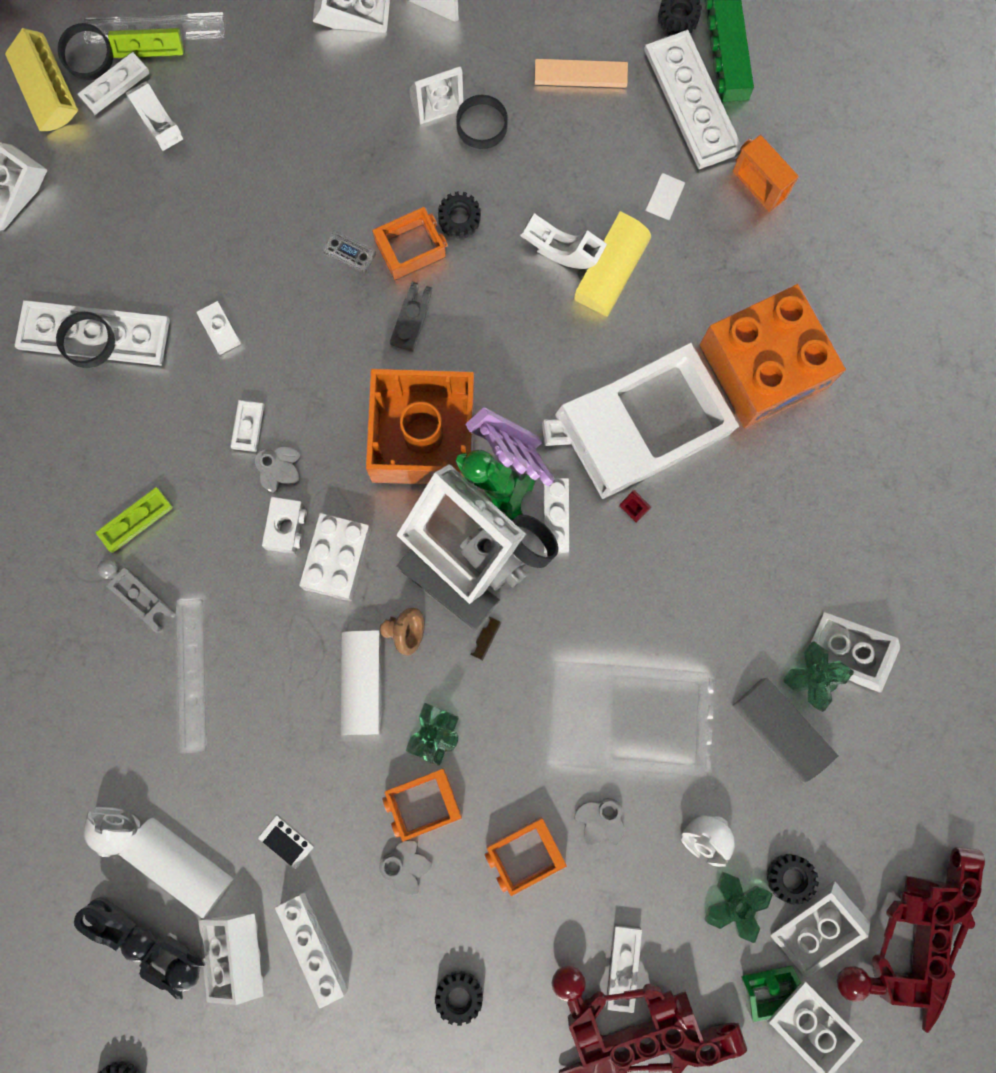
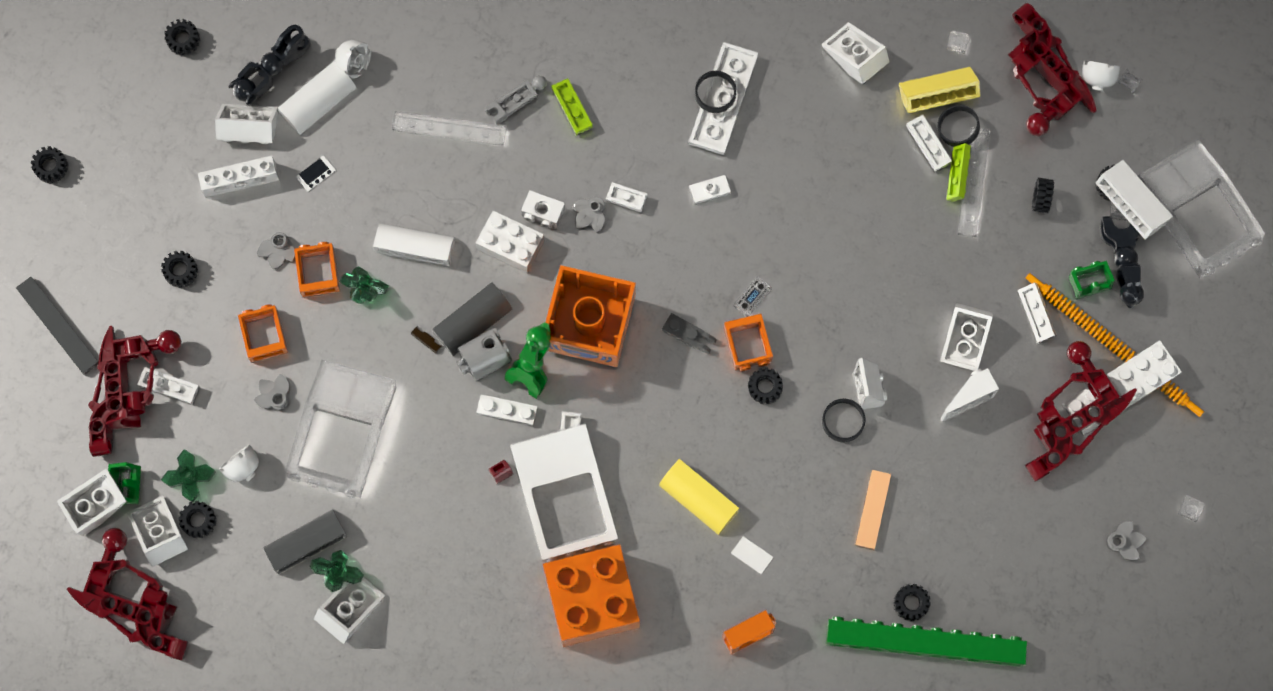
camera: 105 degrees right, 5 degrees down
(154, 116) = (890, 170): white arch -> none
(405, 630) = (443, 280): medium nougat hair -> none
(480, 509) = (491, 311): white piece -> none
(511, 444) = (566, 377): lavender fence -> none
(546, 537) = (494, 394): black tyre -> none
(566, 249) = (722, 457): white arch -> none
(693, 99) = (831, 595): white plate -> none

